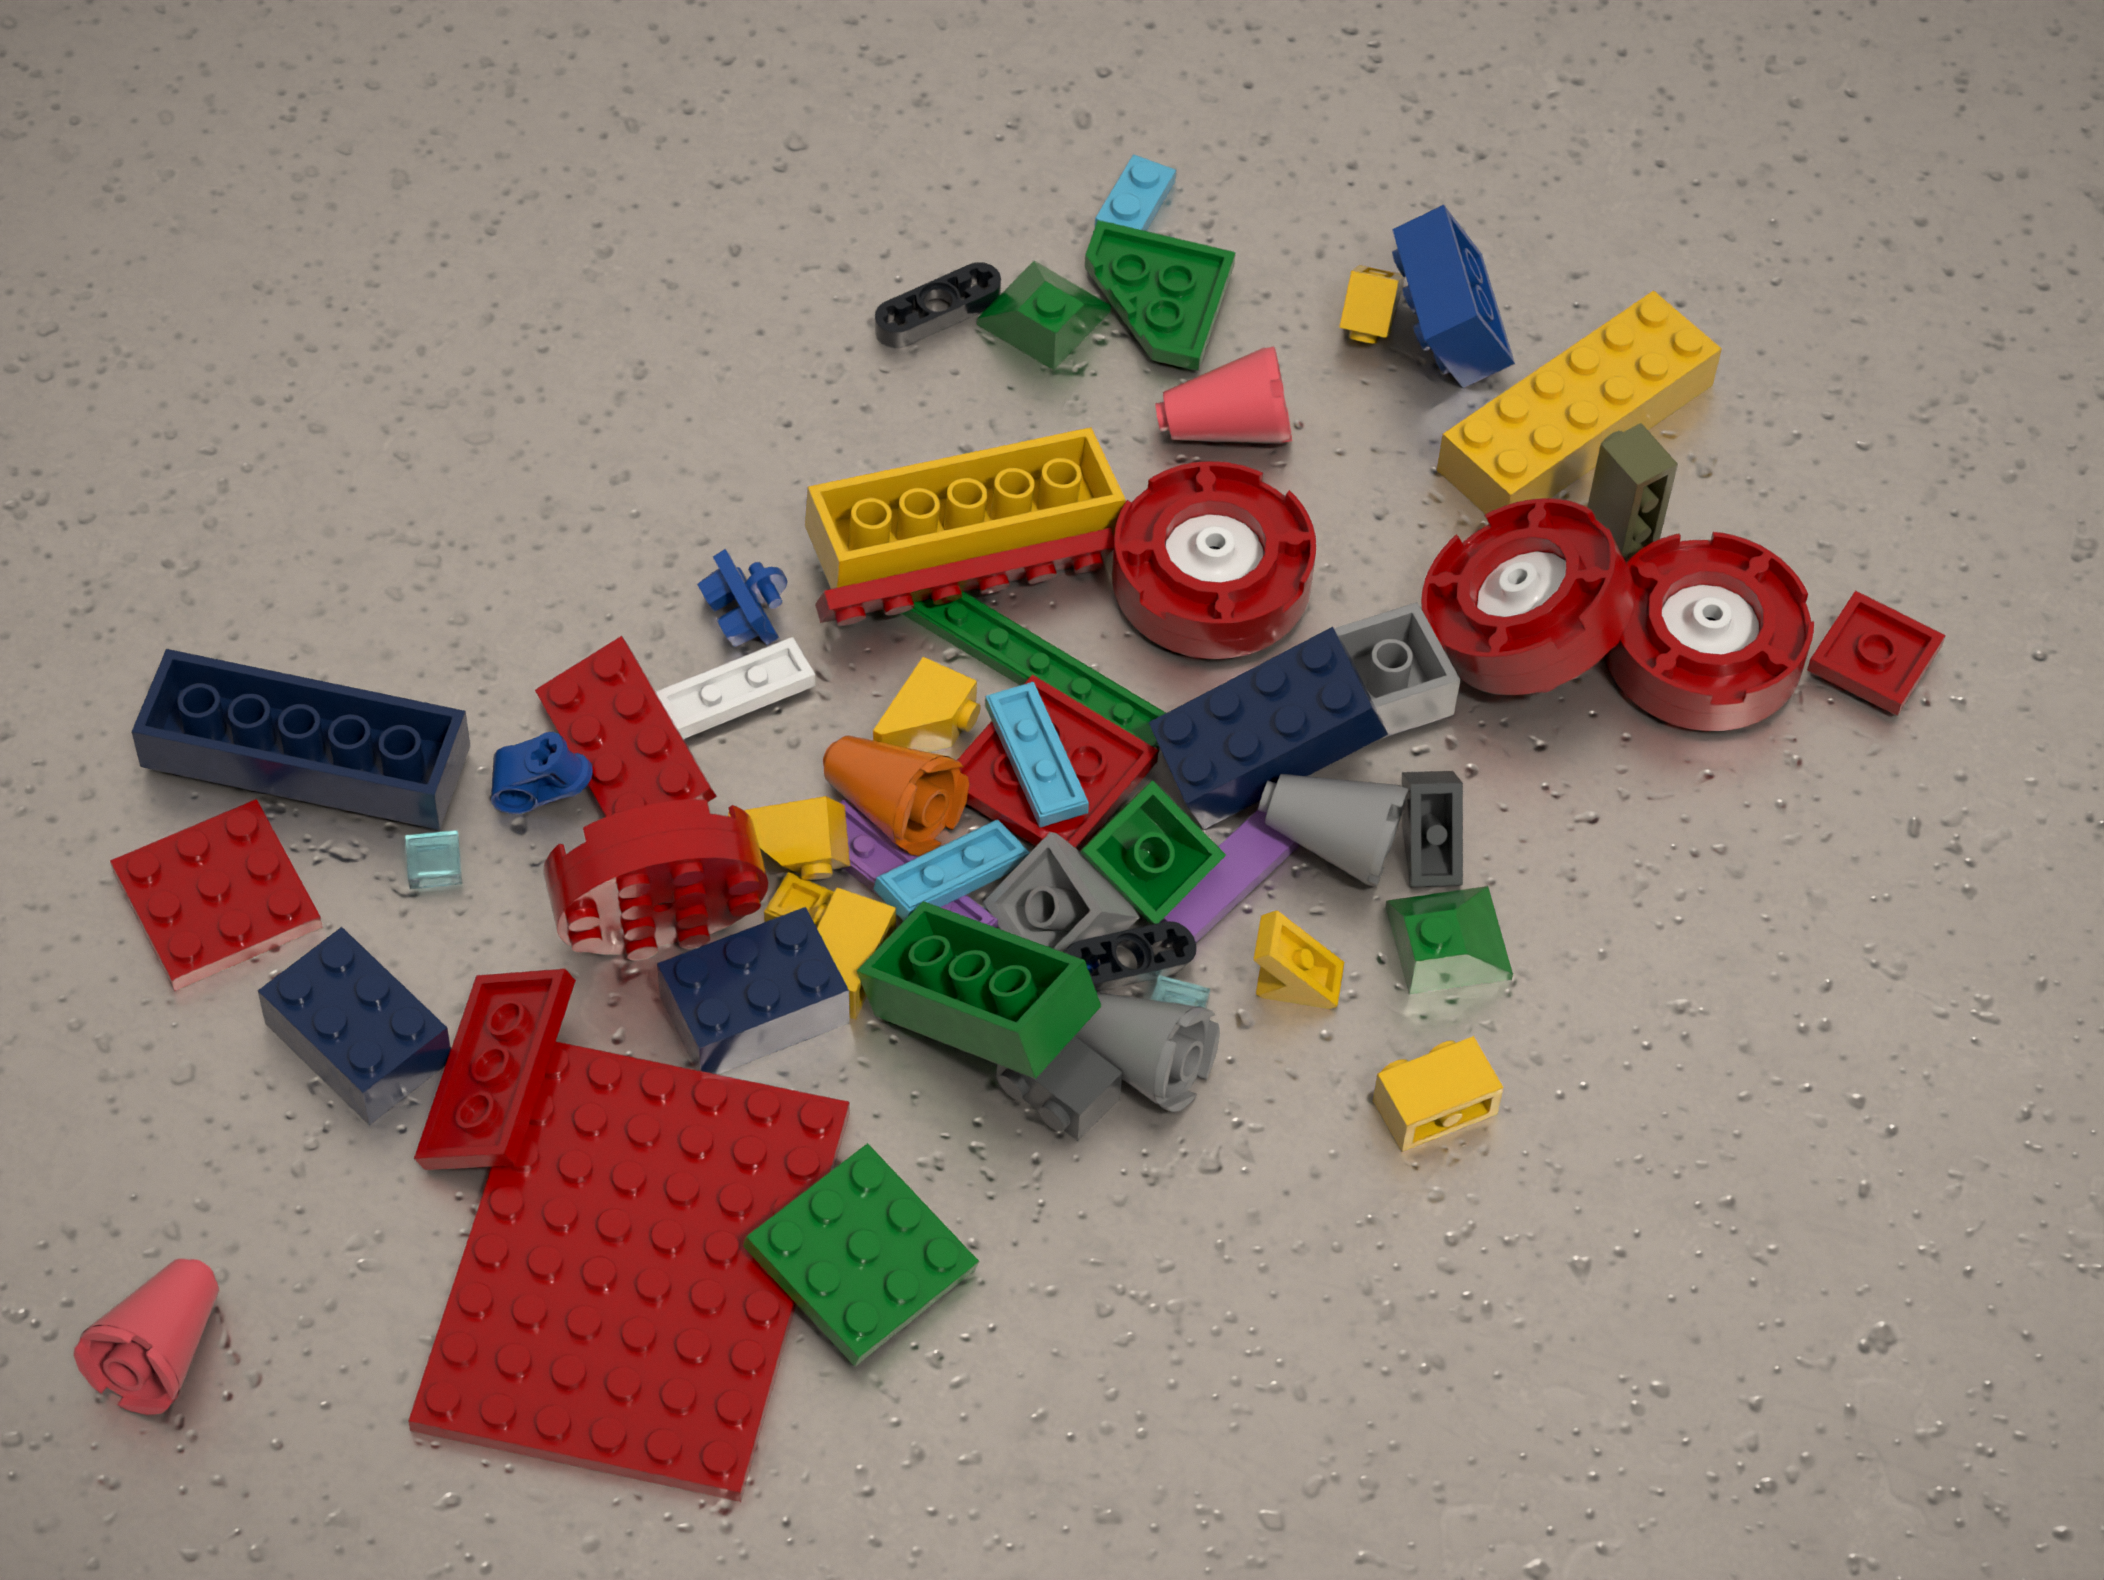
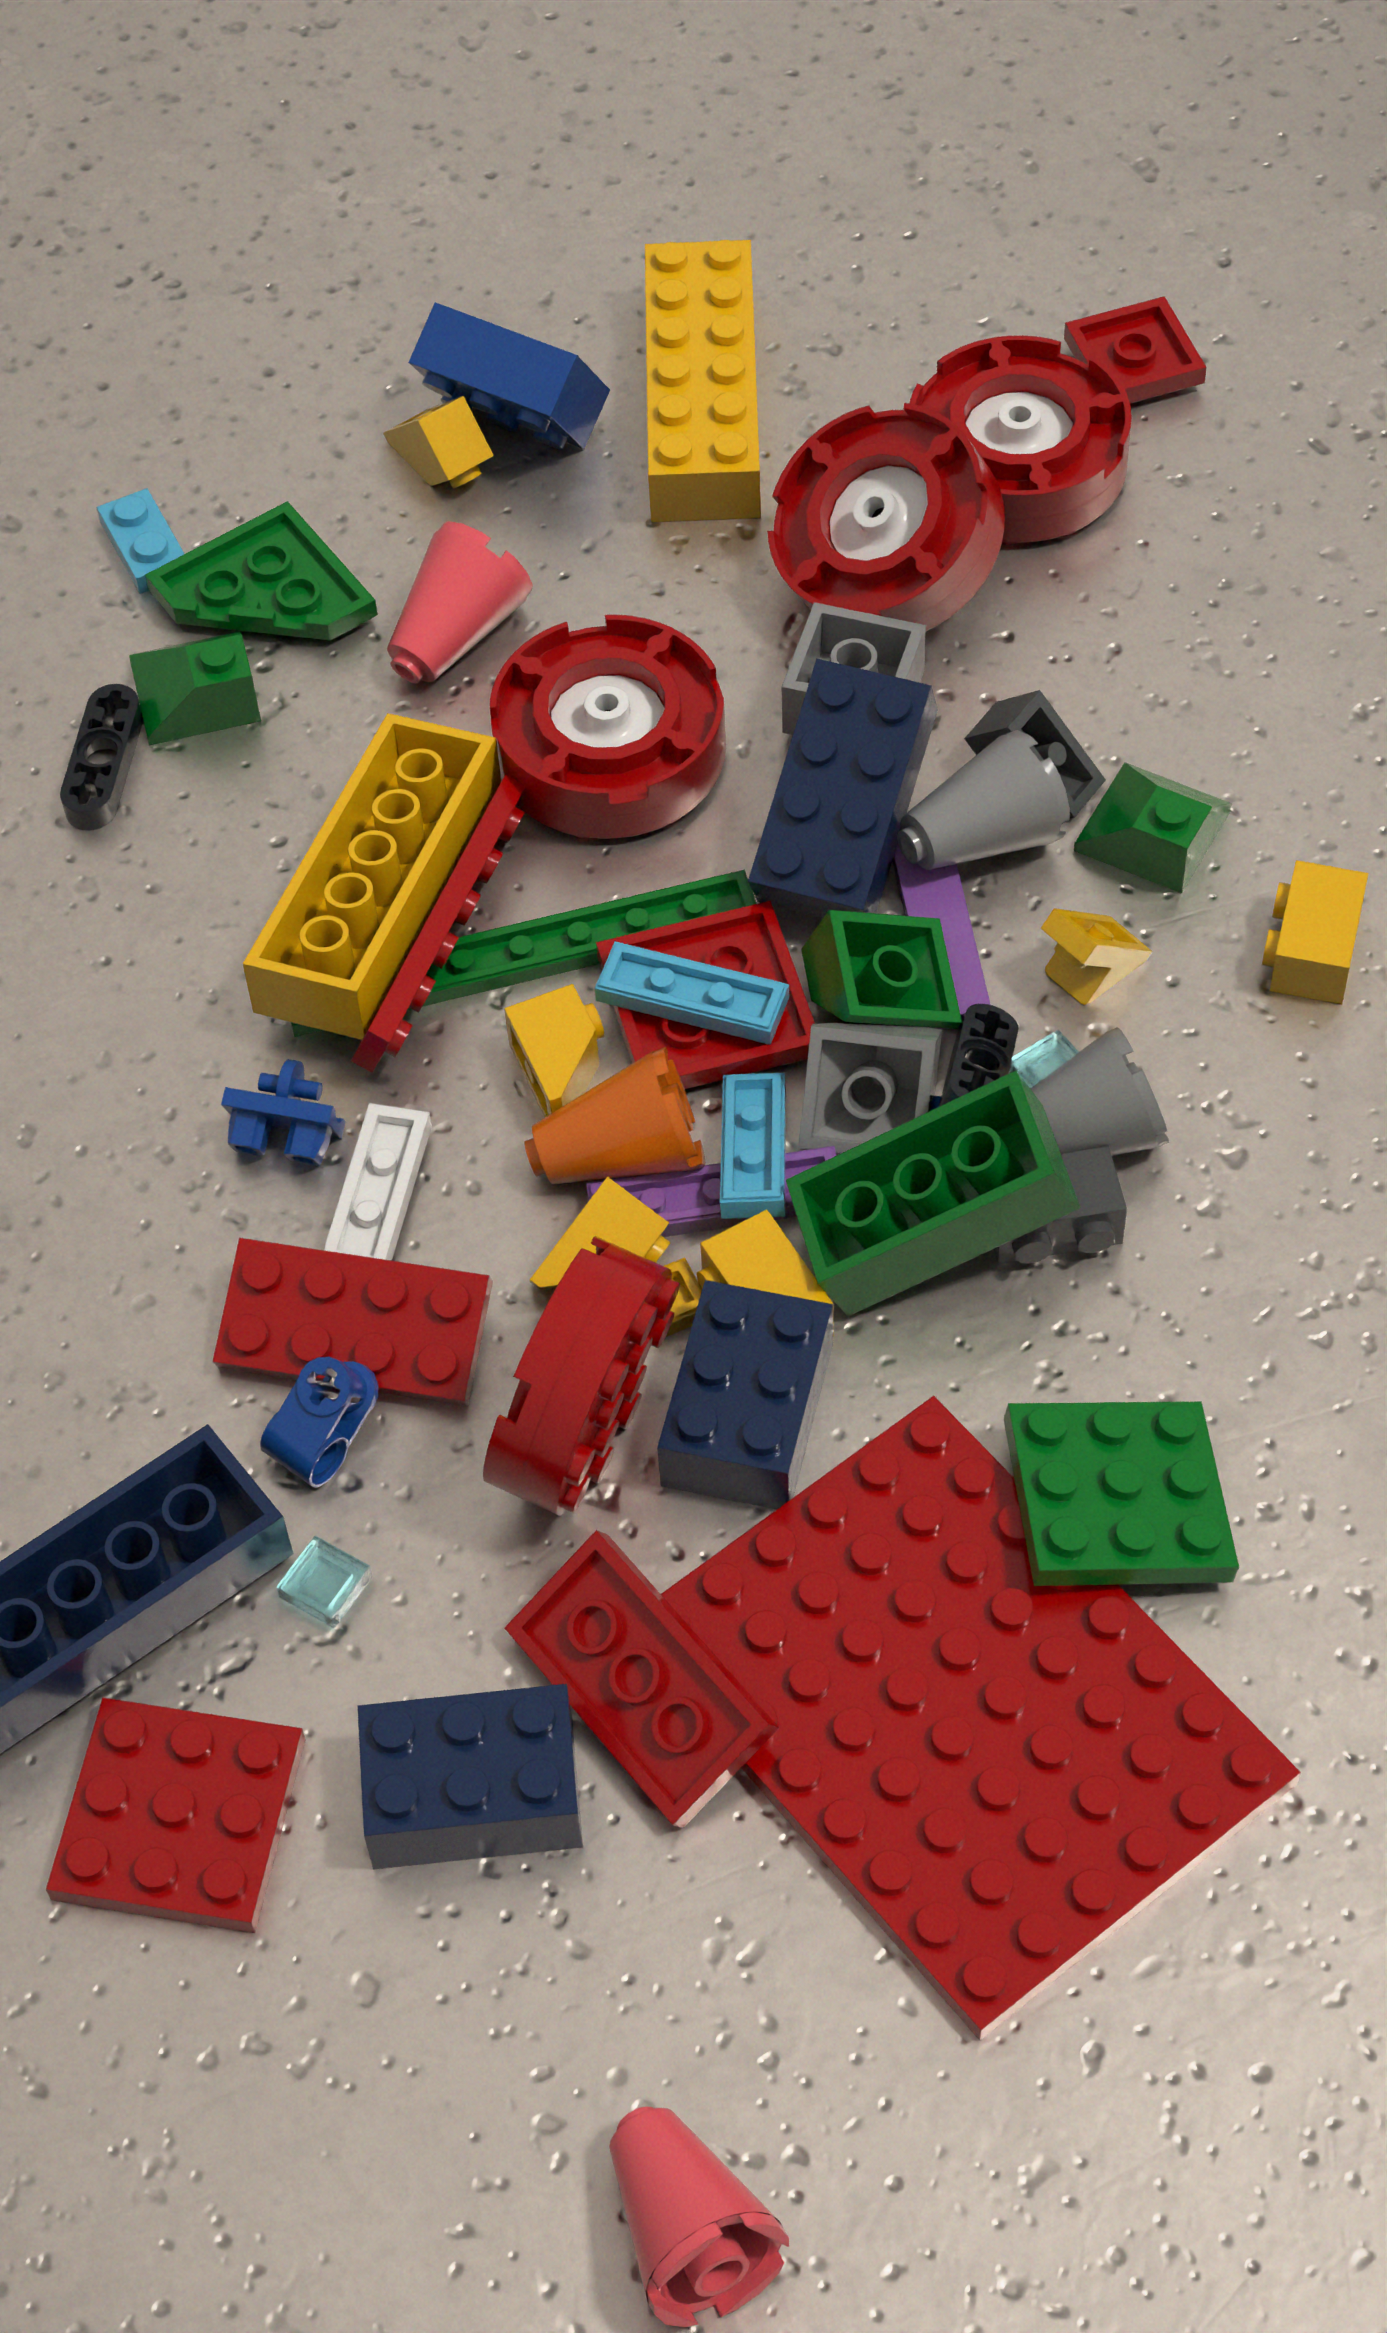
camera: 45 degrees left, 0 degrees up
(1632, 488) = (849, 365): olive brick -> none

